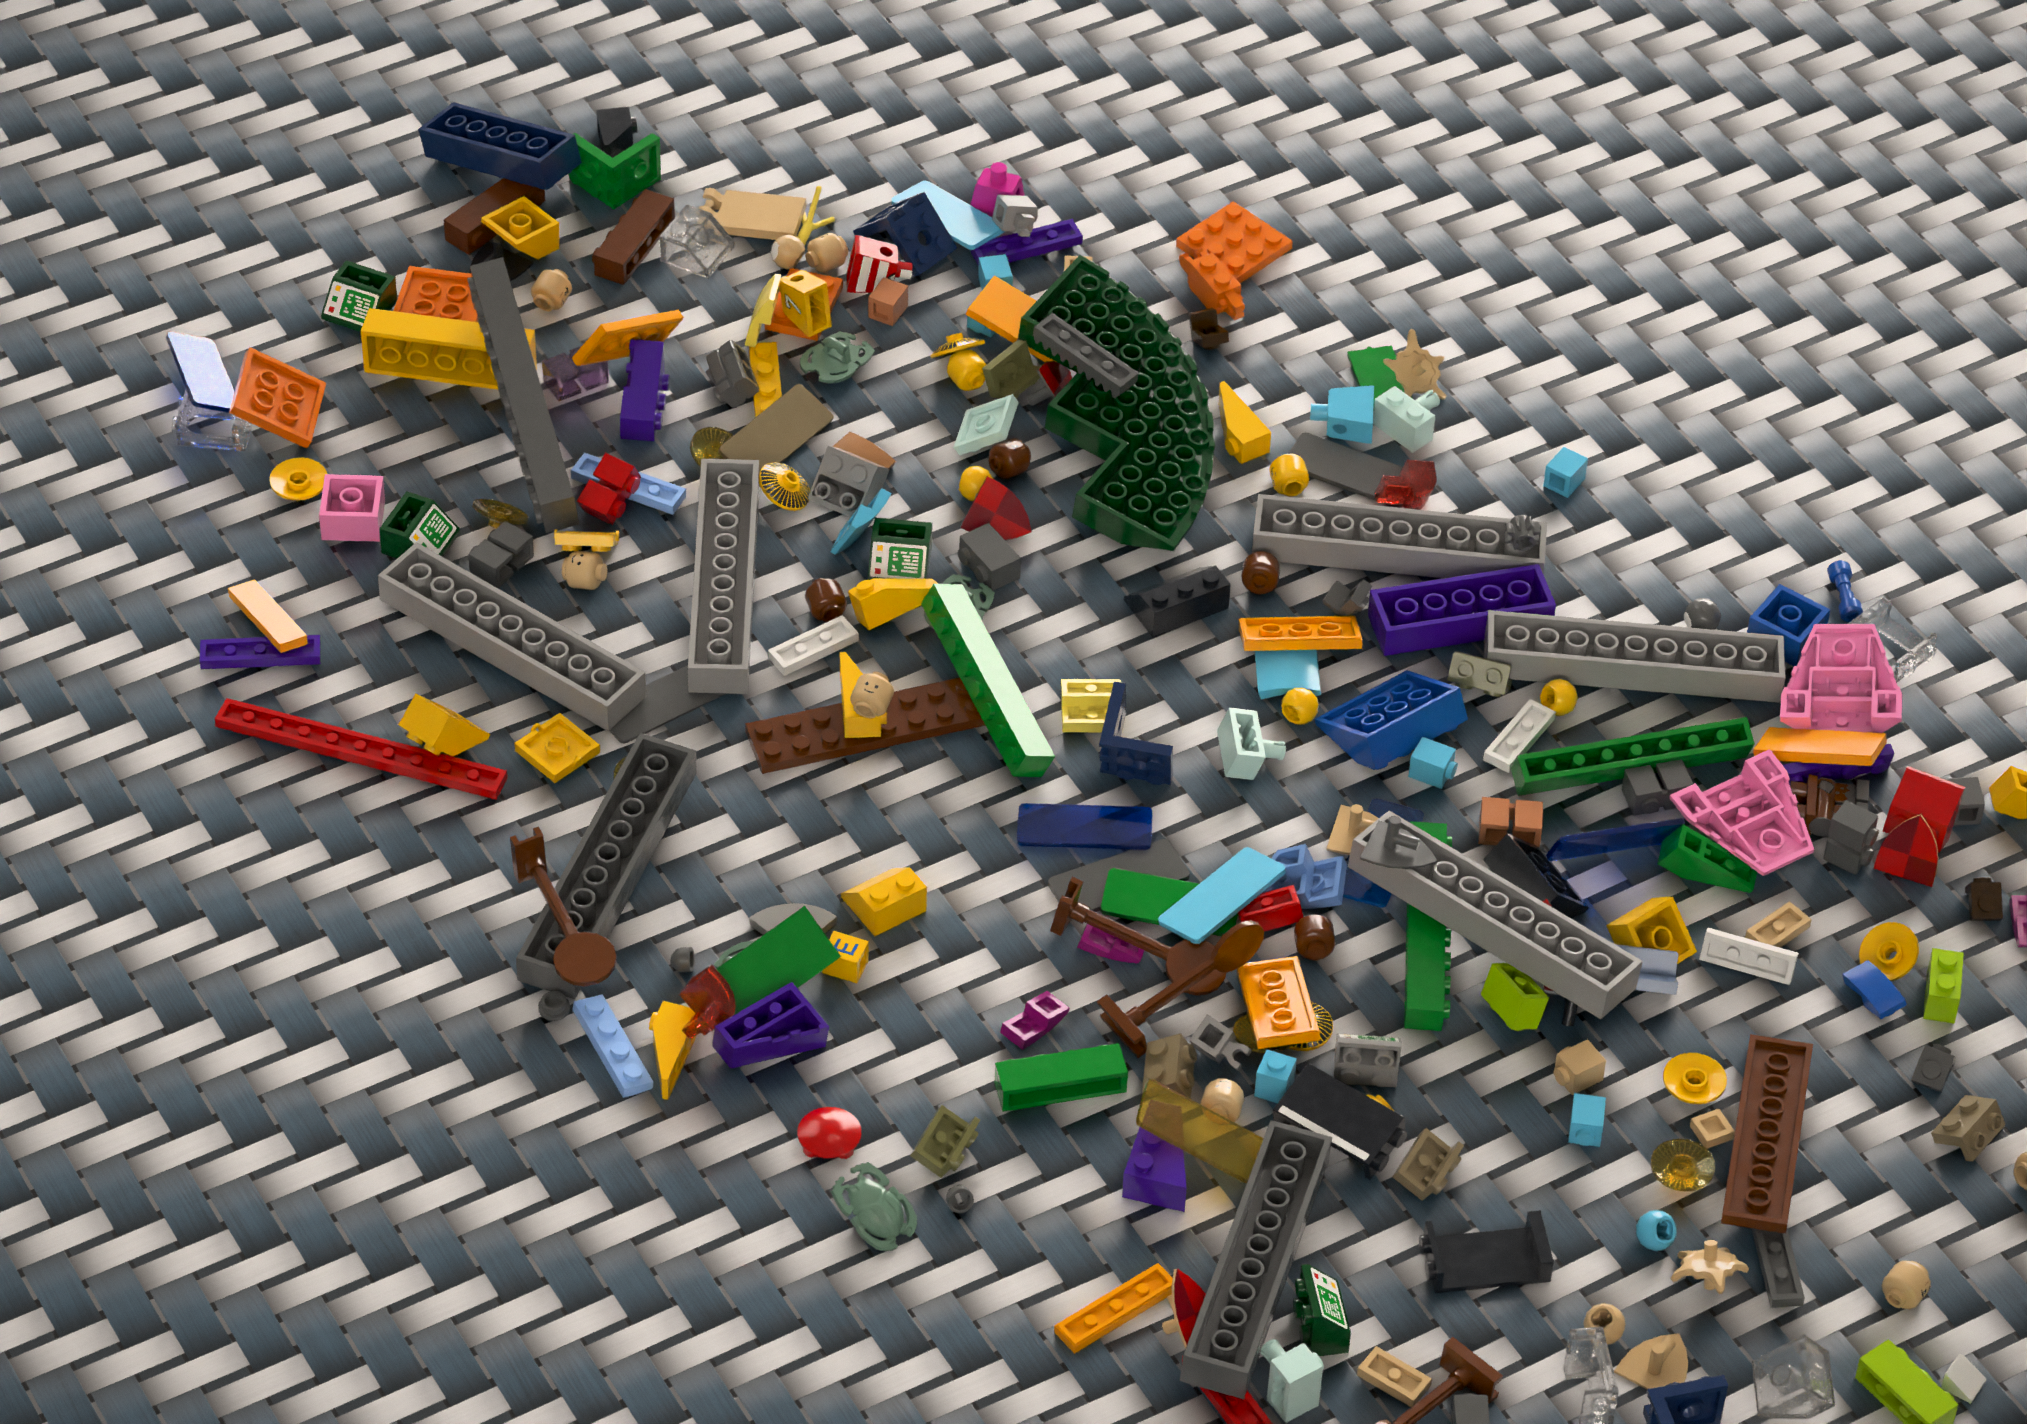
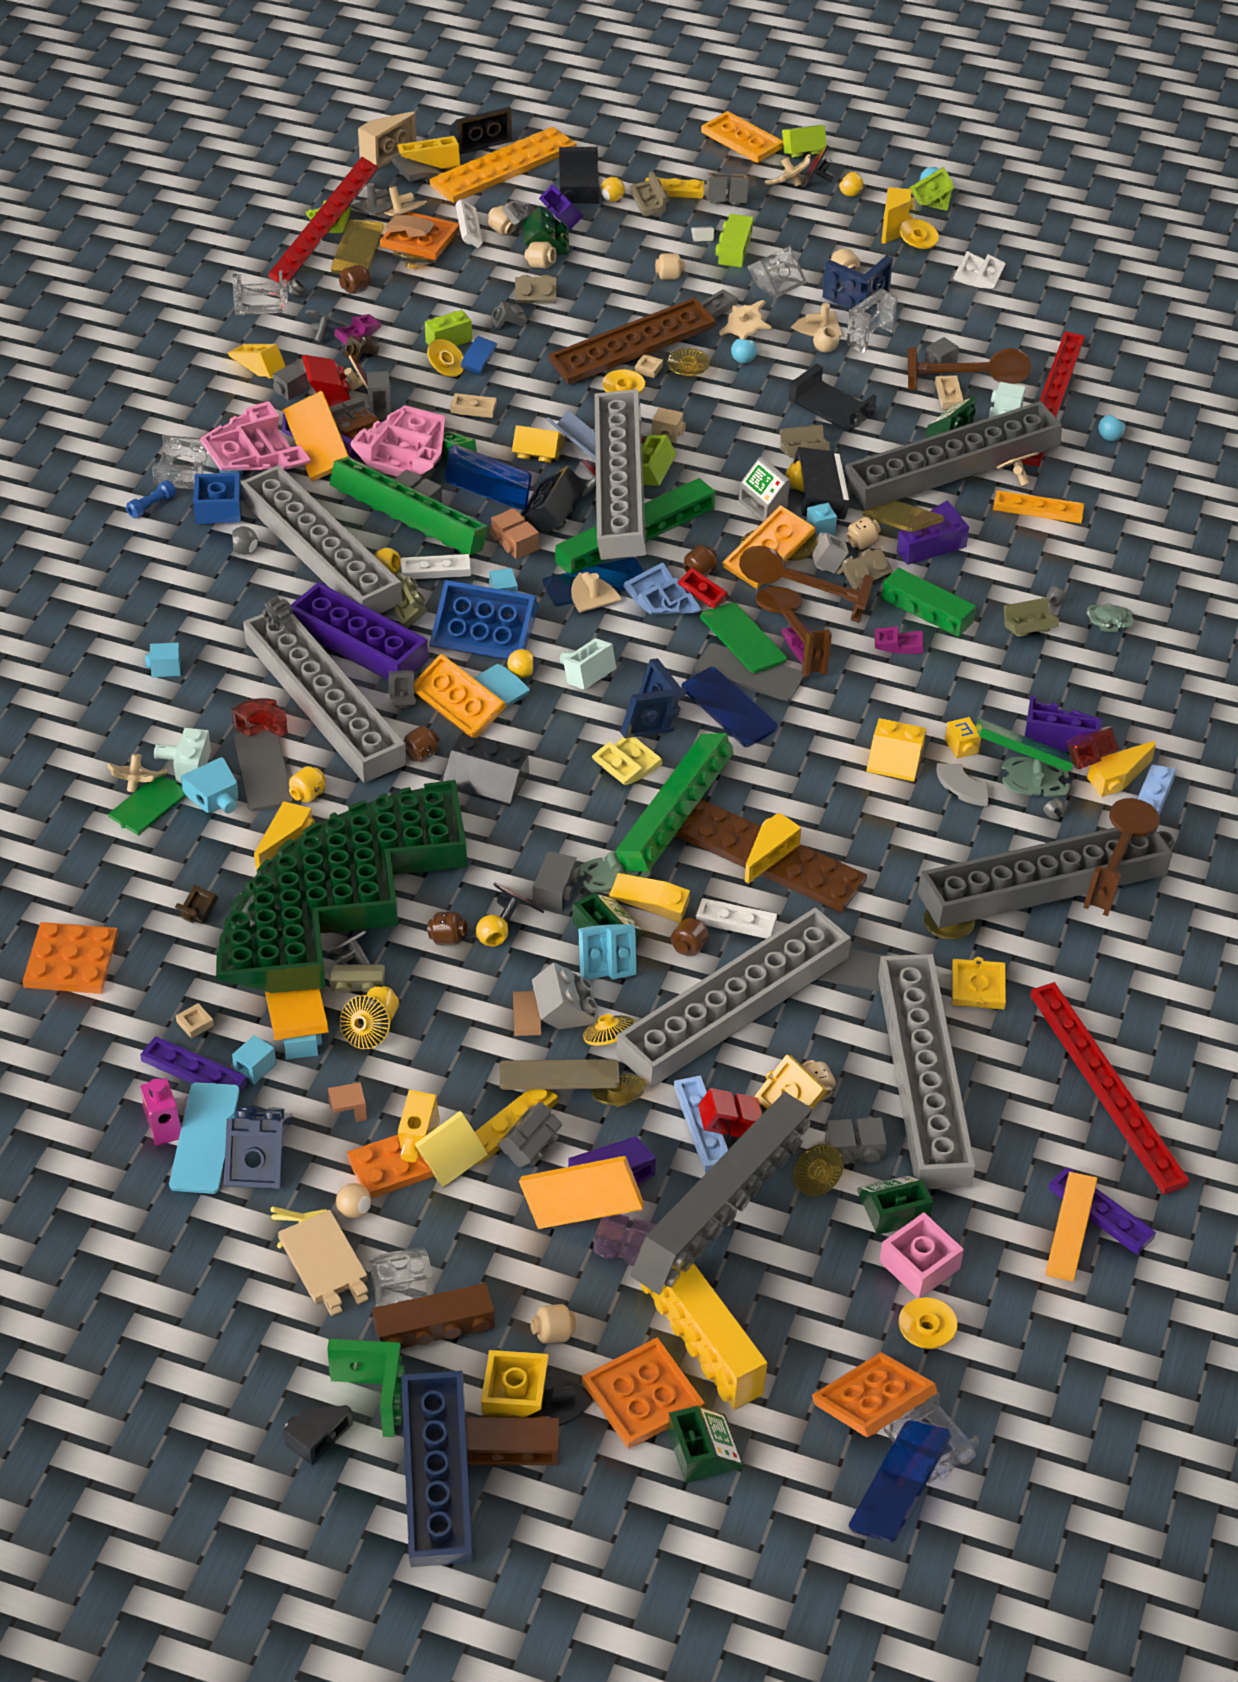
camera: 130 degrees left, 0 degrees up
(440, 727) = (1044, 1041): yellow slope -> none
(826, 252) = (330, 1174): tan head -> none
(829, 1133) = (1083, 673): red dish -> none
(836, 359) = (449, 1092): sand green shield -> none
(871, 262) = (323, 1130): red torso -> none
(872, 695) = (777, 811): tan head -> none
(986, 425) = (430, 955): light aqua plate -> none
(1015, 214) = (183, 1071): light grey brick -> none
(1085, 354) = (331, 902): dark grey gear -> none
(1213, 283) = (141, 928): orange hinge -> none
(1221, 895) = (717, 610): medium azure piece -> none
(1396, 847) = (628, 514): dark grey shield -> none
(1587, 1120) = (700, 406): medium azure brick -> none
(1748, 956) = (508, 403): white plate -> none

